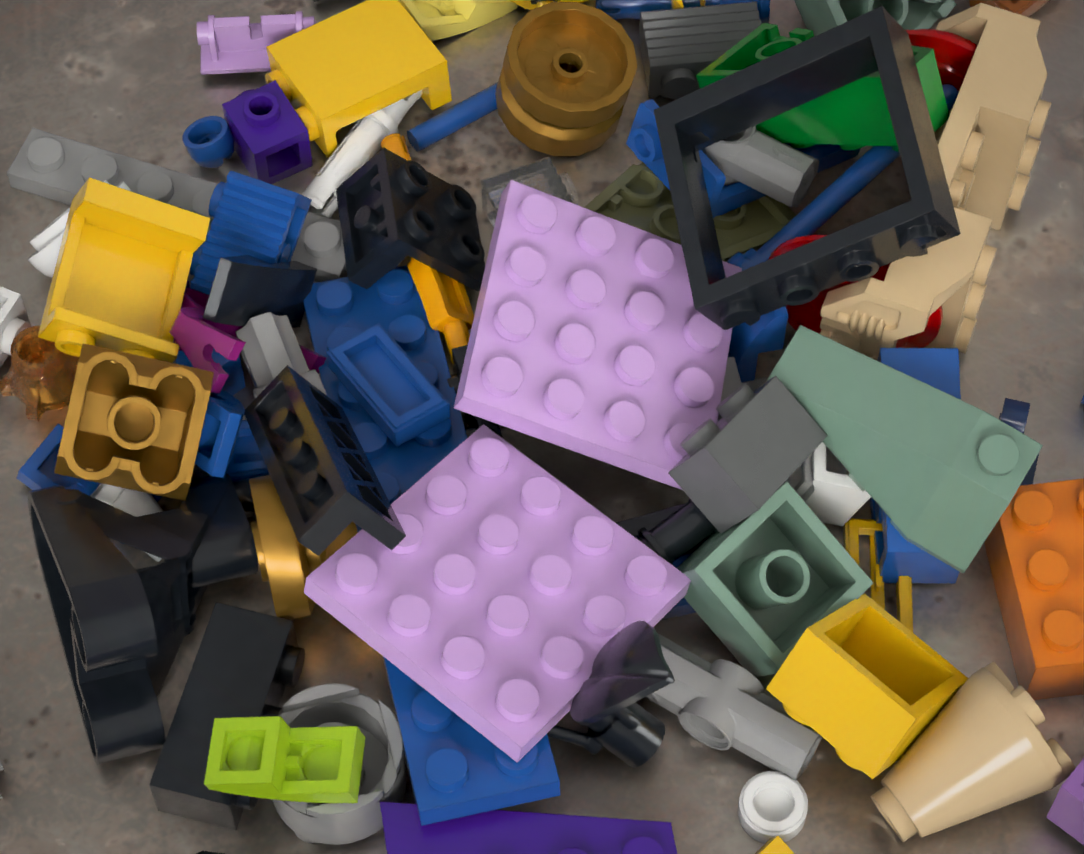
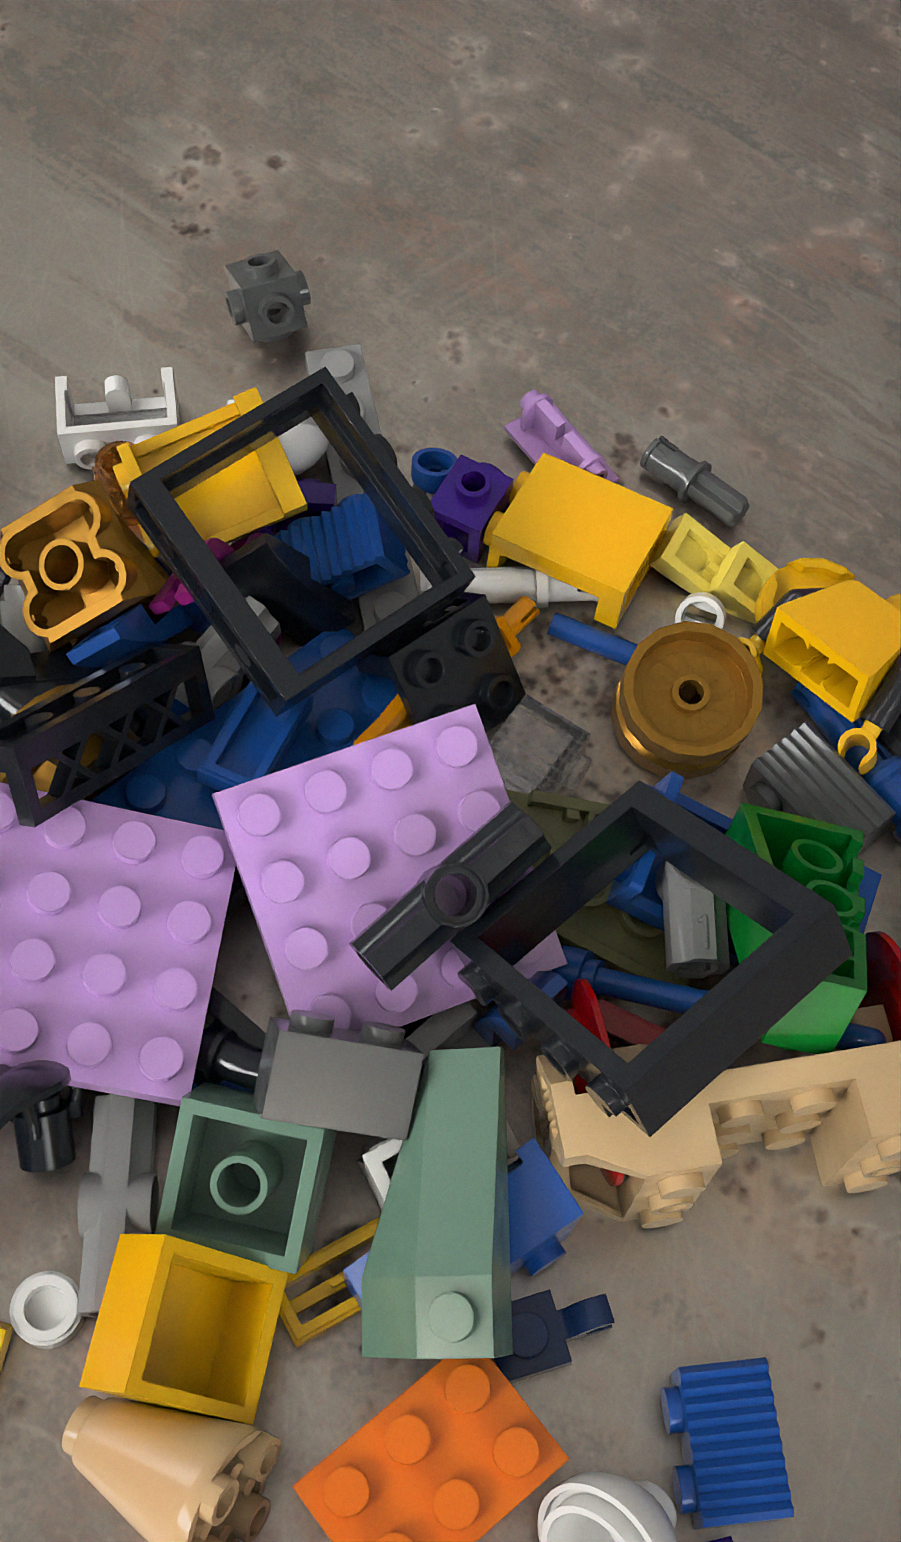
camera: 55 degrees right, 5 degrees up
(262, 310) = (375, 469): none -> black window
(494, 45) = (705, 602): none -> white hinge
(660, 286) = (486, 867): none -> black piece

